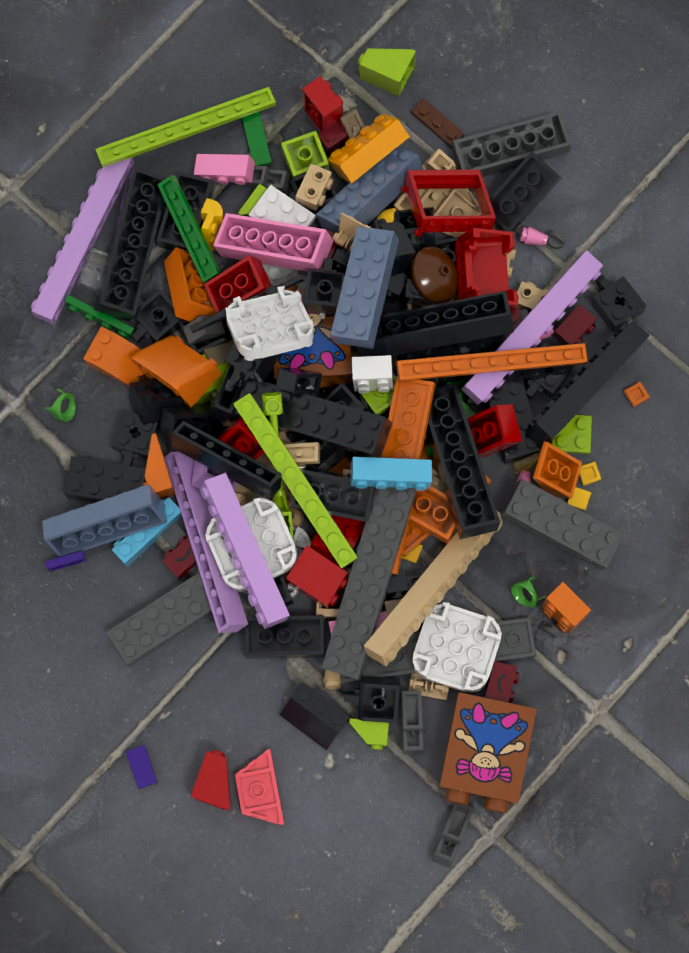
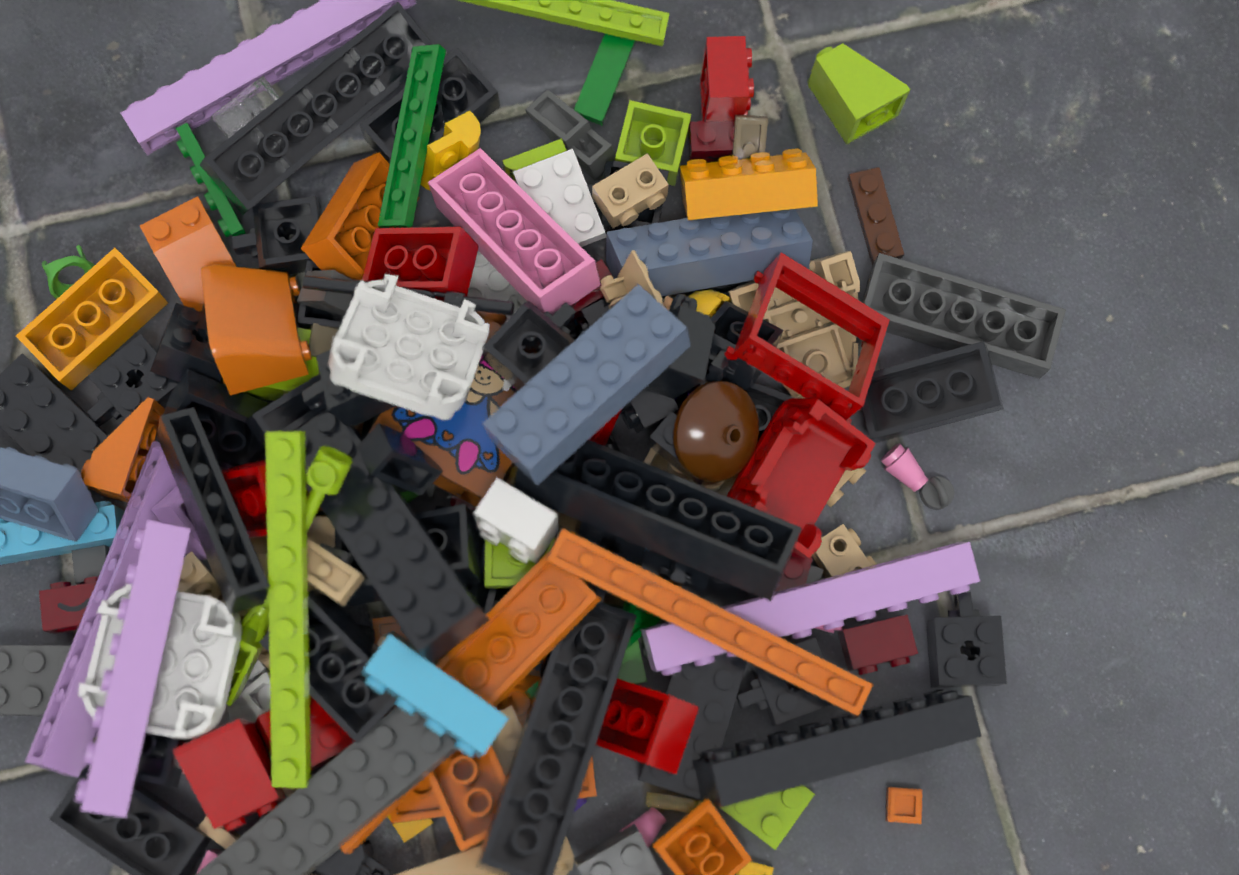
camera: 25 degrees right, 0 degrees up
(91, 419) = (92, 319): none -> light orange brick
(225, 168) = (528, 87): bright pink brick -> none

